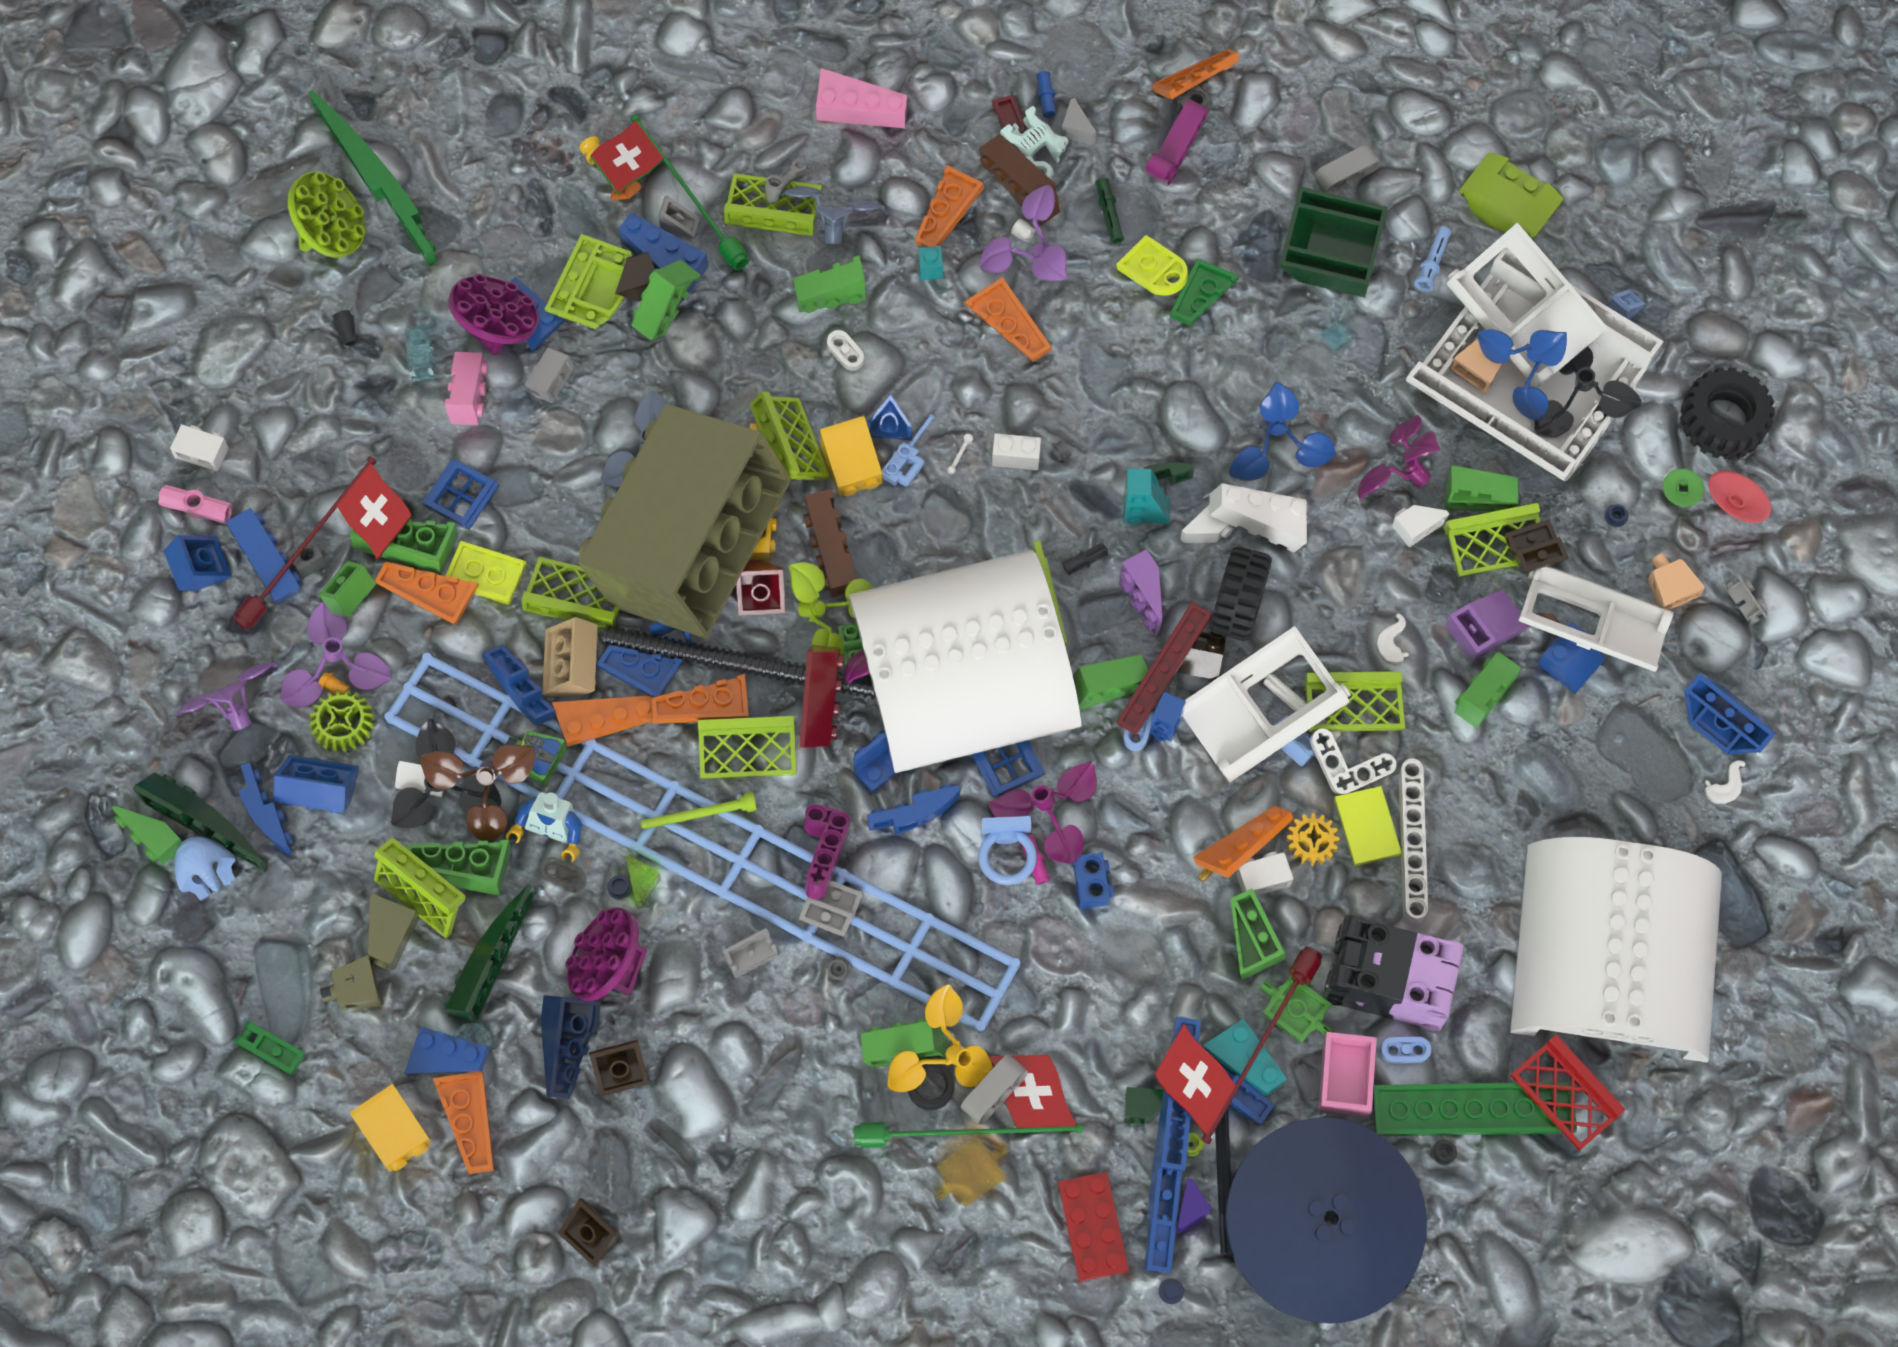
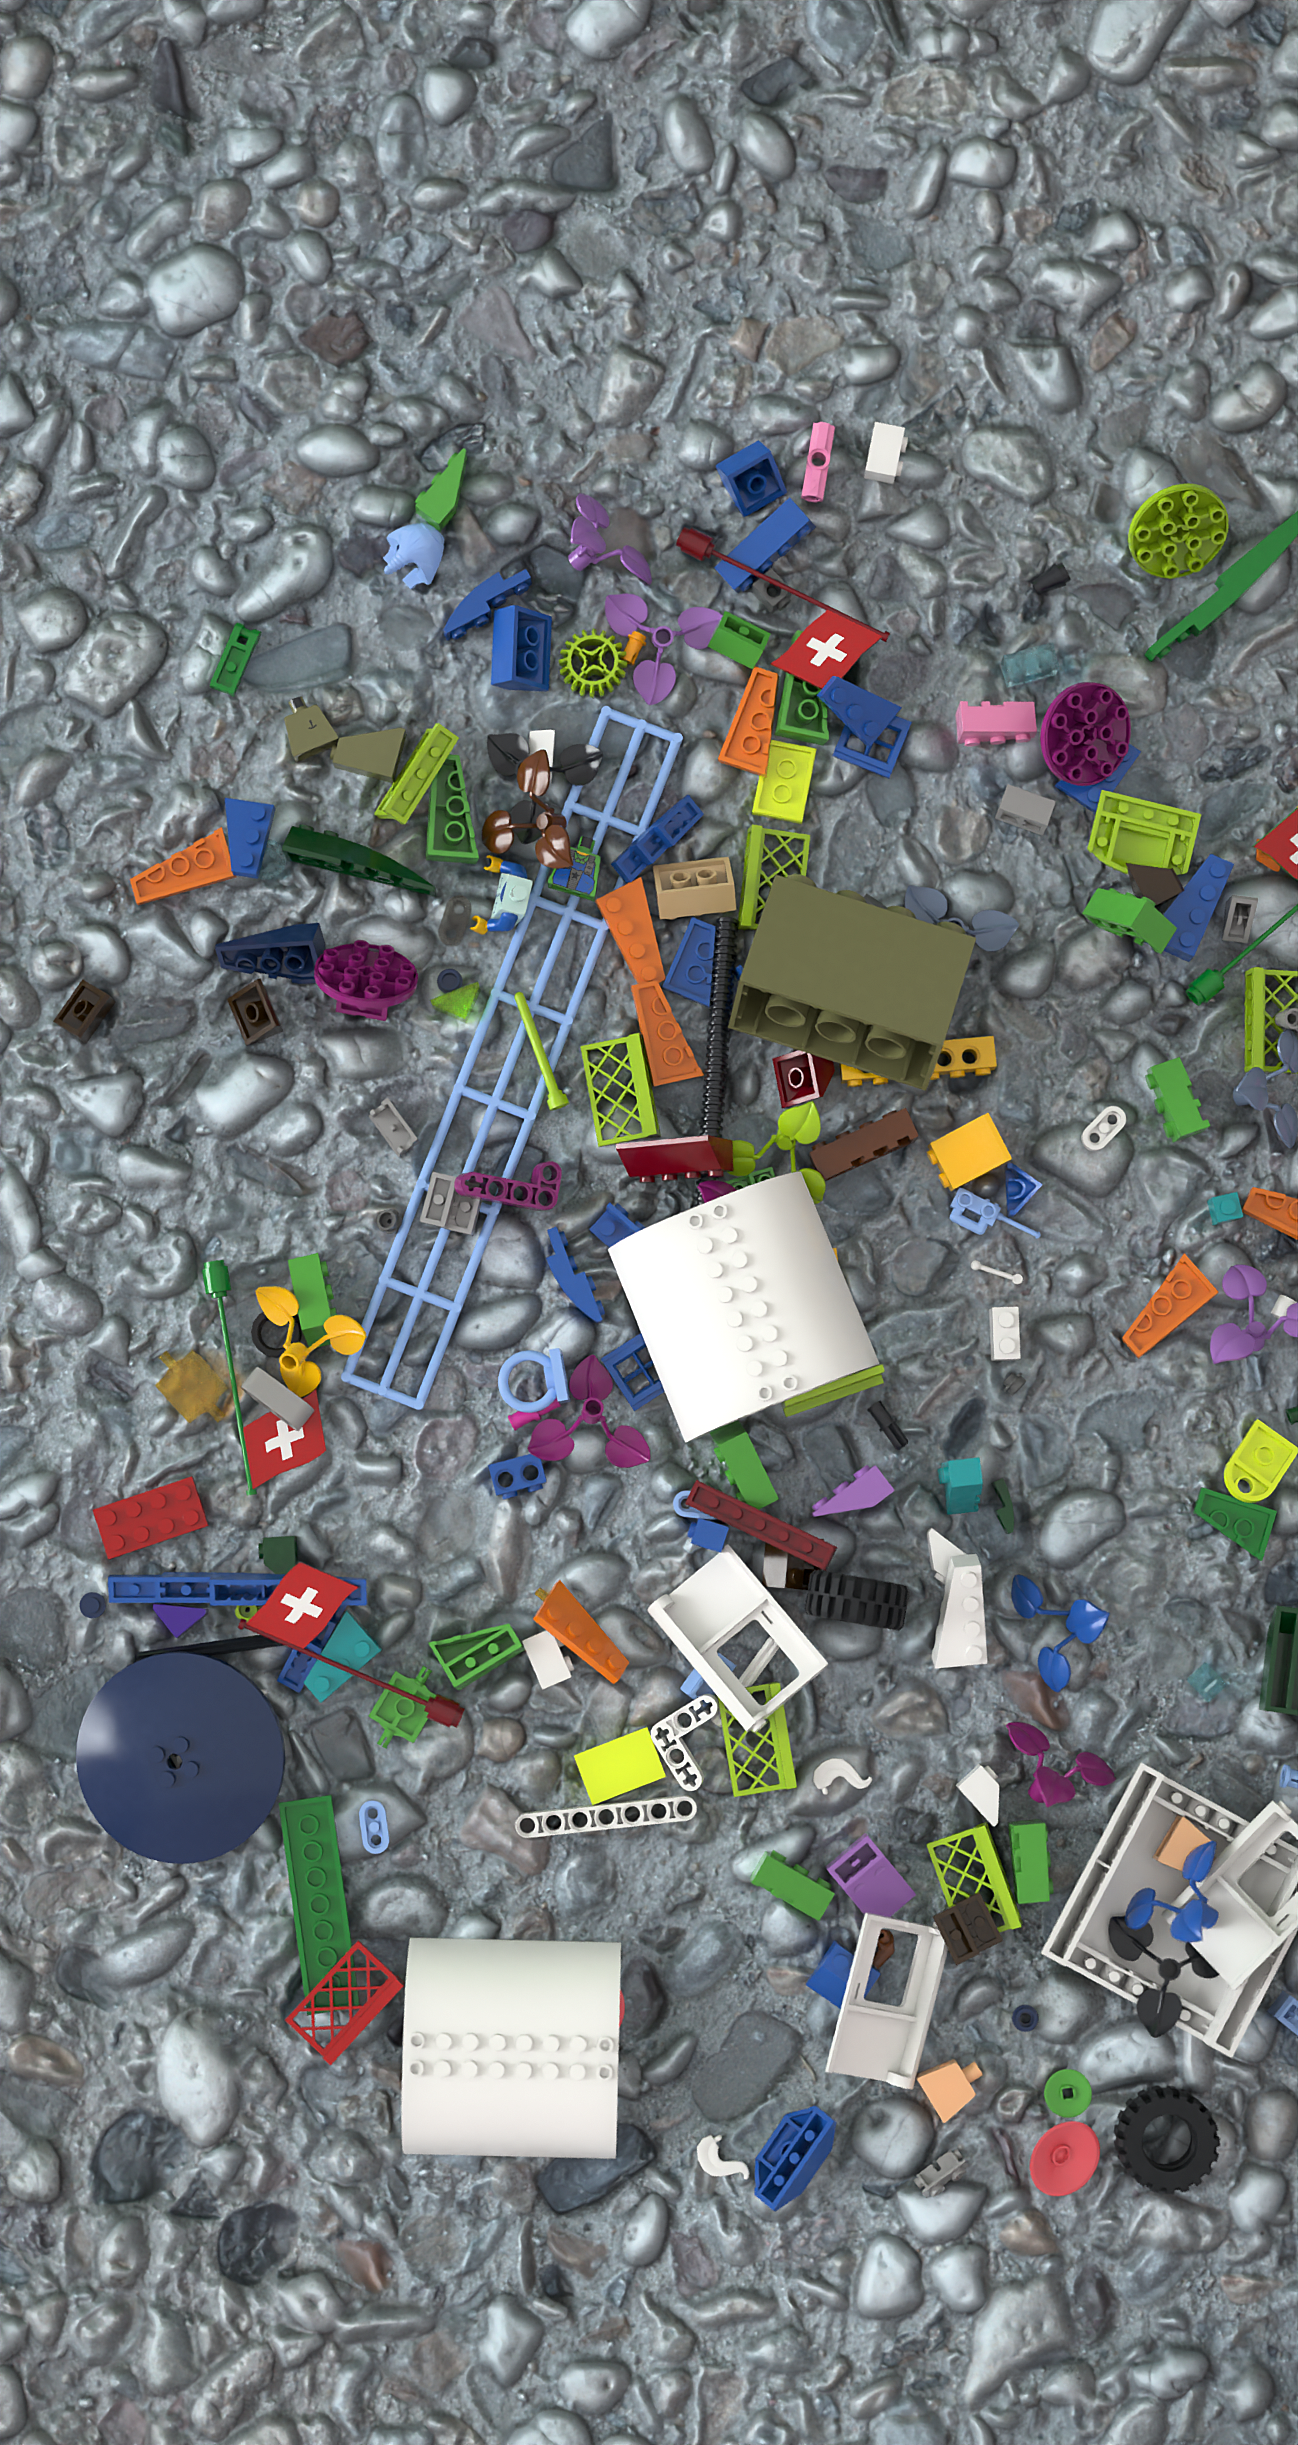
camera: 80 degrees right, 15 degrees up
(194, 814) = (475, 522): dark green wedge -> none
(391, 1128) = (162, 796): yellow slope -> none
(433, 494) = (858, 708): none -> blue wing
(771, 426) = (976, 1067): lime fence -> none
(1322, 839) = (595, 1718): yellow gear -> none
(1347, 1074) = (335, 1766): bright pink piece -> none
(1393, 973) = (446, 1806): black piece -> none
(1449, 1147) = (264, 1882): black plate -> none

